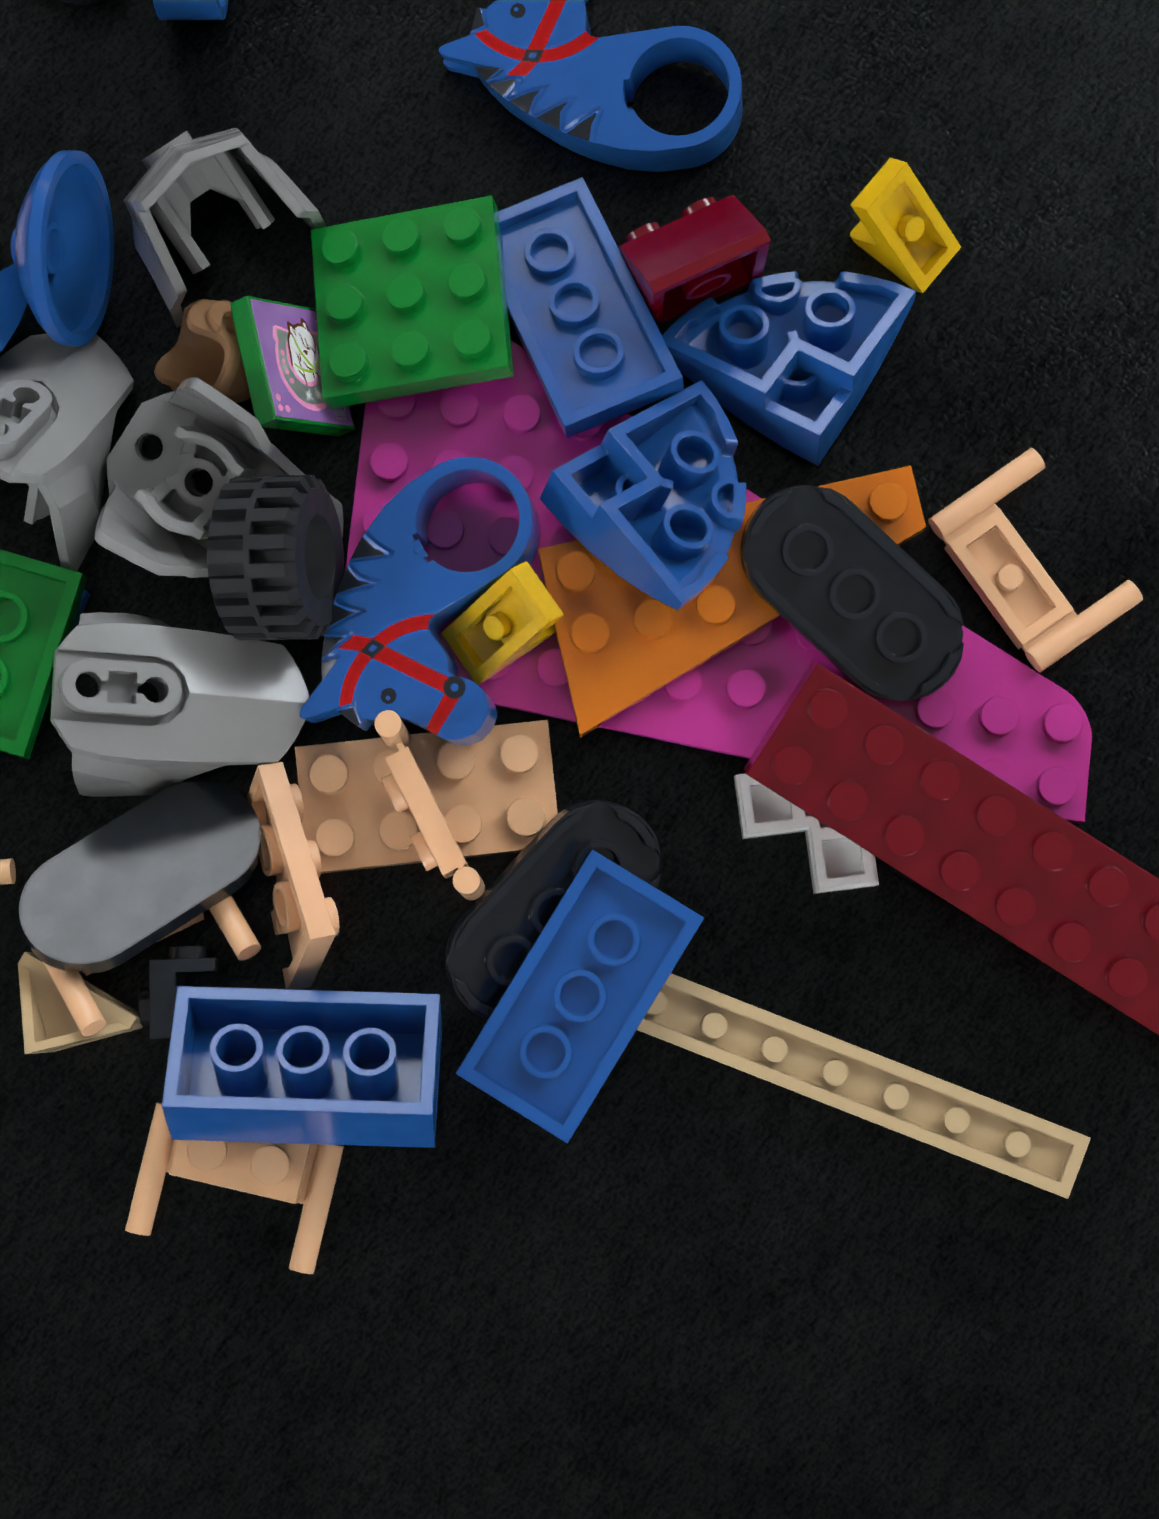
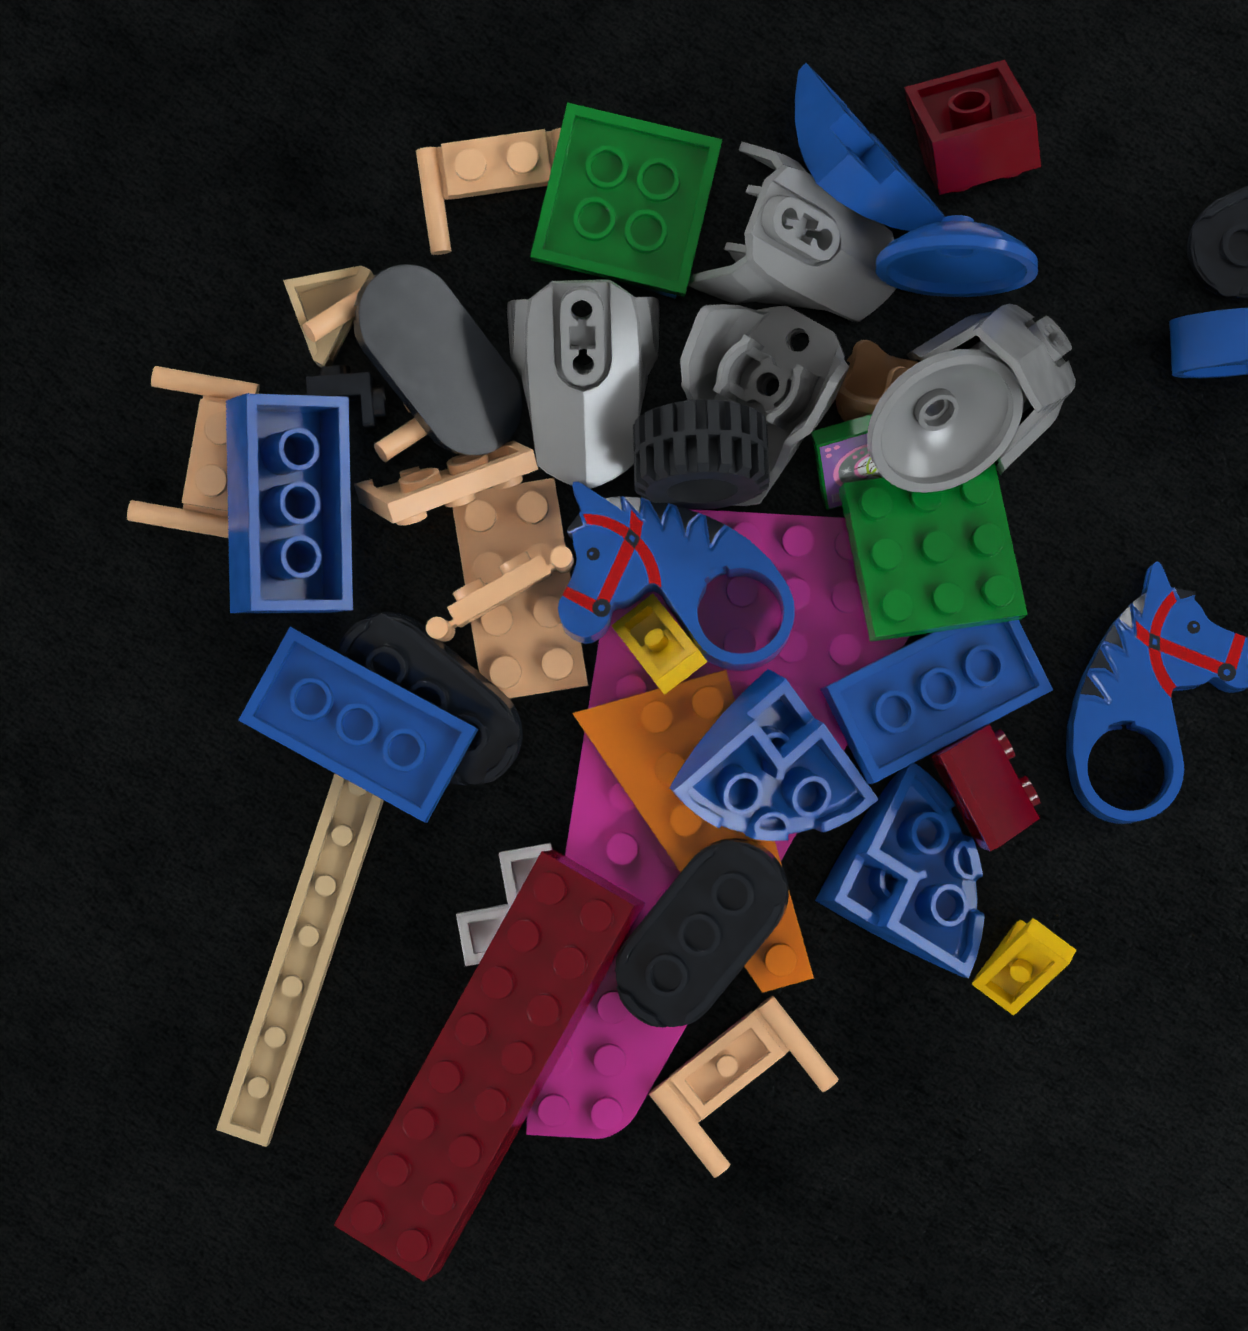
camera: 90 degrees right, 5 degrees up
(252, 259) = (945, 420): none -> light grey dish

